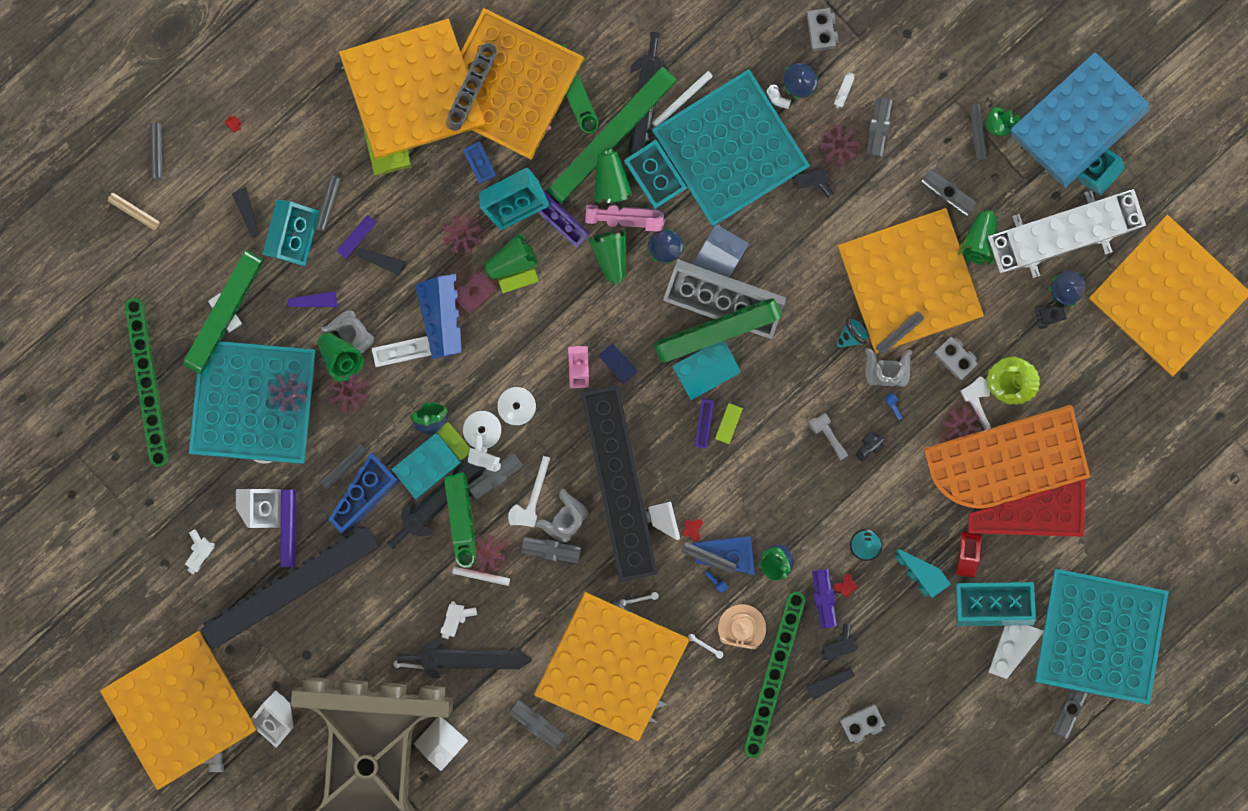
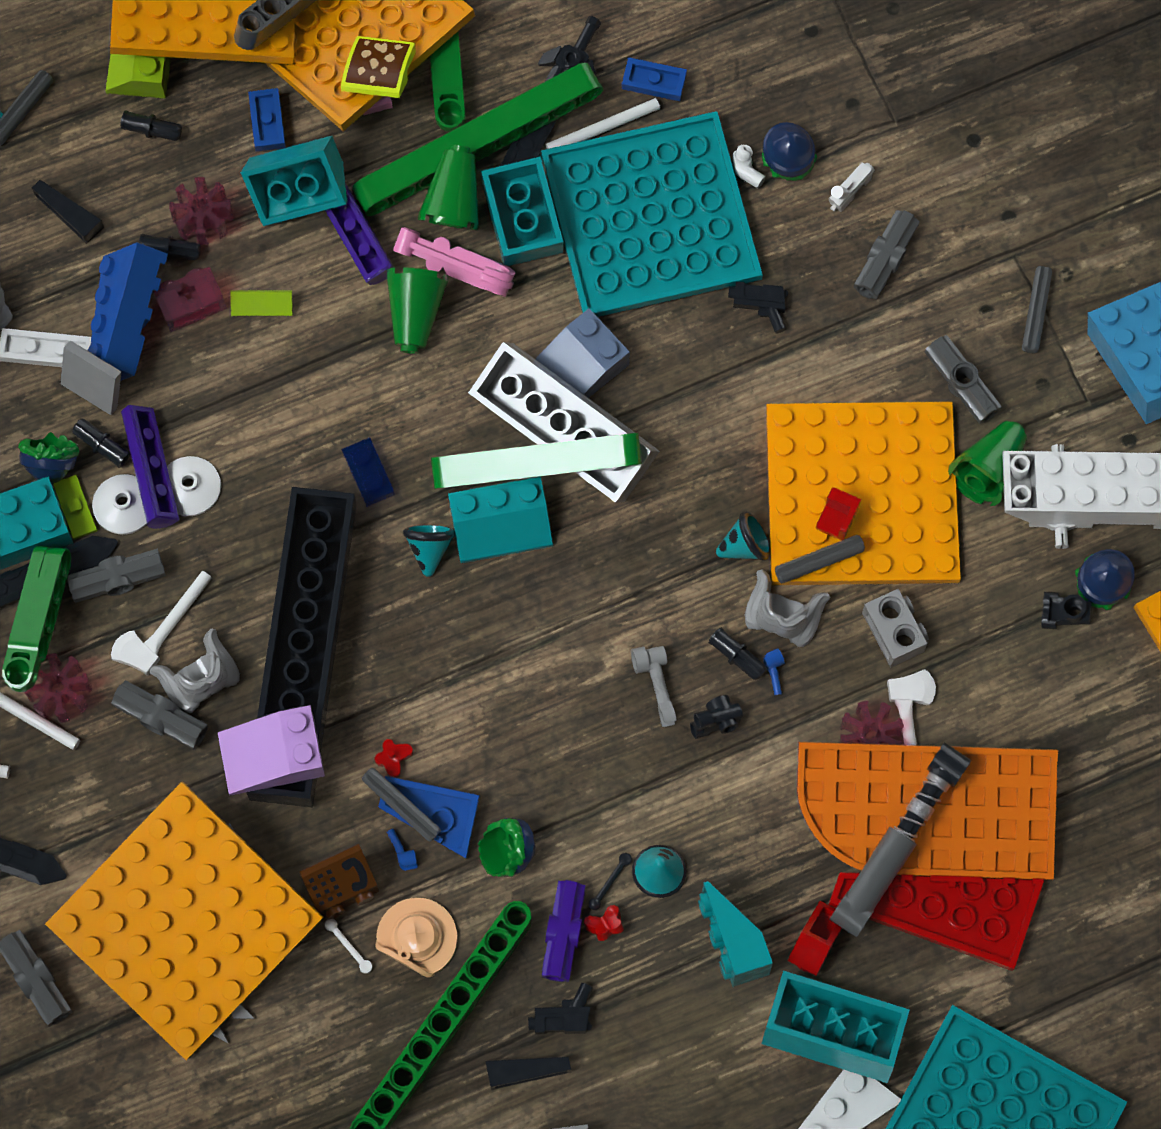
camera: 15 degrees right, 15 degrees down
(356, 237) = (43, 167): dark purple piece -> none
(411, 189) = (150, 126): none -> black axle
(437, 363) = (90, 377): none -> light grey tile
(451, 263) = (172, 247): none -> black axle
(456, 398) = (101, 442): none -> black axle
(480, 458) = (103, 537): white piece -> none
(490, 403) = (150, 466): none -> dark purple brick
(511, 259) = (261, 265): green cone -> none
(539, 114) = (378, 66): none -> slope
(578, 367) = (305, 453): bright pink brick -> none
(626, 556) = (271, 751): none -> lavender slope
(654, 596) = (296, 840): white hinge -> none
(663, 519) = (352, 721): white slope -> none
(665, 246) = (501, 320): dark blue hair -> none
(669, 396) = (428, 545): none -> teal hat
(690, 615) = (340, 882): none -> reddish brown slope
(703, 59) = (654, 79): none -> blue plate
(704, 423) = (469, 600): dark purple piece -> none
(728, 423) = (506, 615): lime piece -> none
(817, 30) = (842, 90): light grey brick -> none
(840, 151) = (806, 250): clear pink gear -> none
(844, 544) = (624, 861): none -> black hinge
(870, 403) = (737, 654): none -> black axle
(902, 303) = (838, 513): none -> red panel
(986, 530) = (898, 842): none -> piece
(1000, 122) = (1072, 301): green piece -> none
(1013, 380) = (975, 689): lime piece -> none

